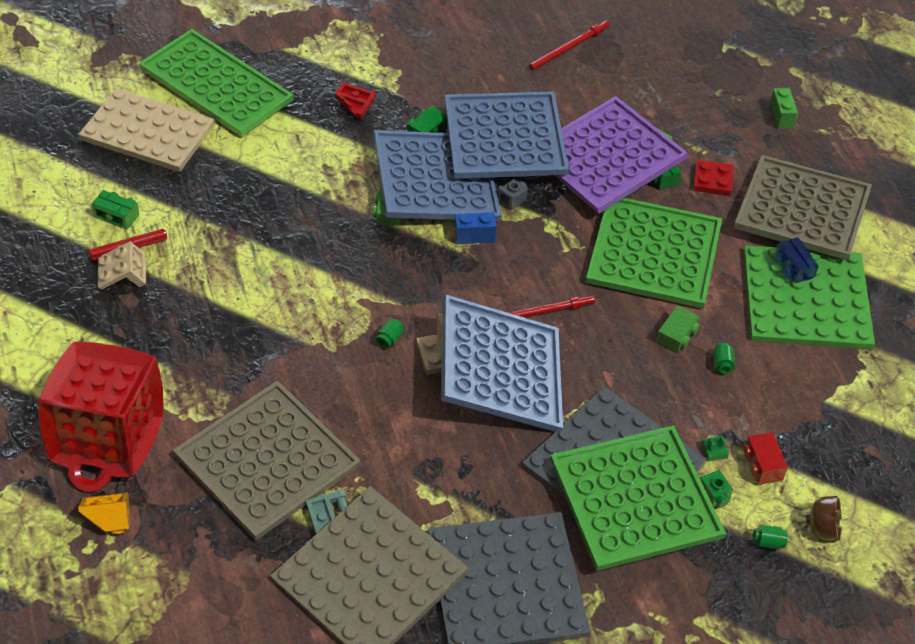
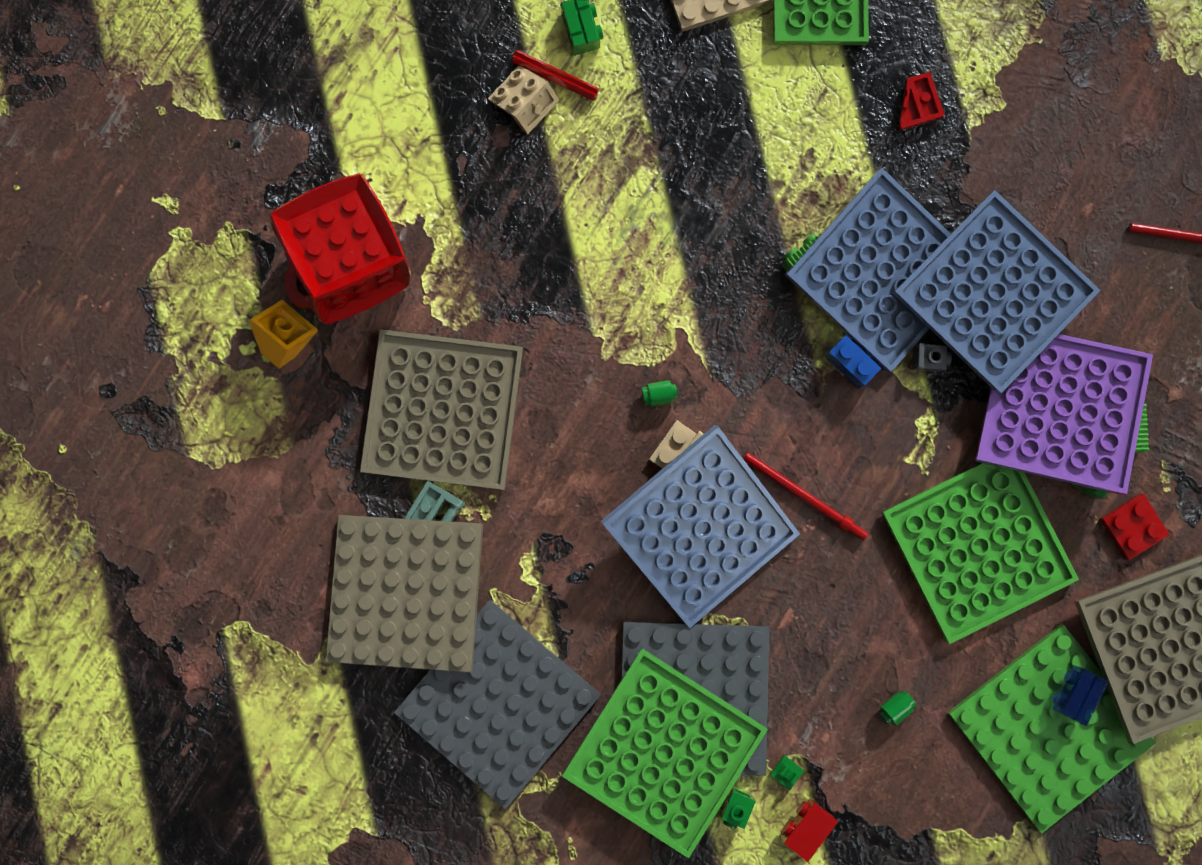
camera: 50 degrees right, 35 degrees up
(429, 120) = (948, 201): green brick -> none
(677, 329) = (896, 642): bright green brick -> none

